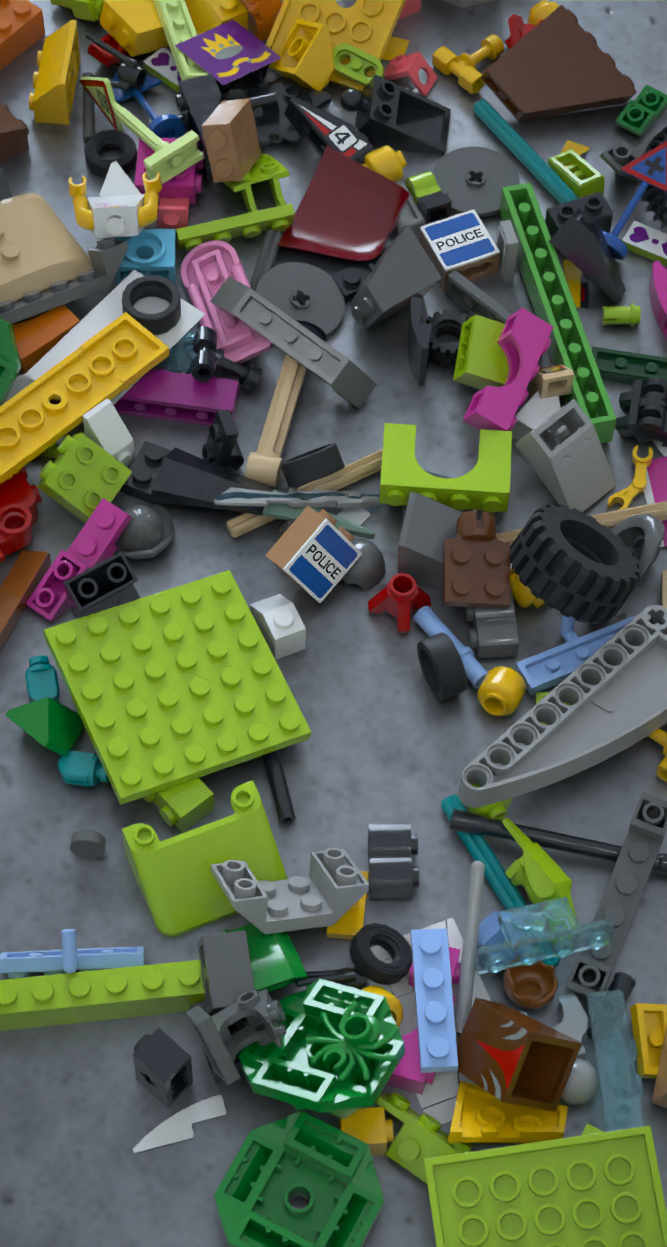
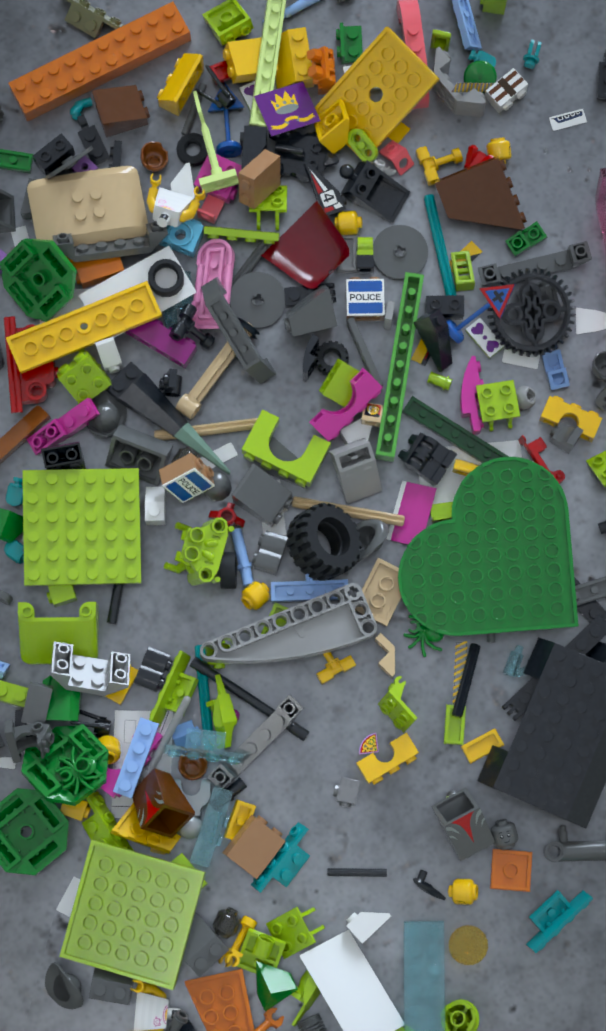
camera: 25 degrees right, 20 degrees up
(54, 174) = (154, 156): none -> dark orange hair
(209, 550) = (138, 450): none -> dark grey slope
(297, 498) = (195, 435): light grey sword -> none
(312, 465) = (213, 417): black tyre -> none
(370, 965) = (112, 719): black tyre -> none
(394, 648) = (201, 551): none -> lime piece
(444, 872) = (175, 688): none -> lime bracket
(476, 565) = (270, 520): reddish brown plate -> none
(639, 482) = (394, 496): yellow piece -> none

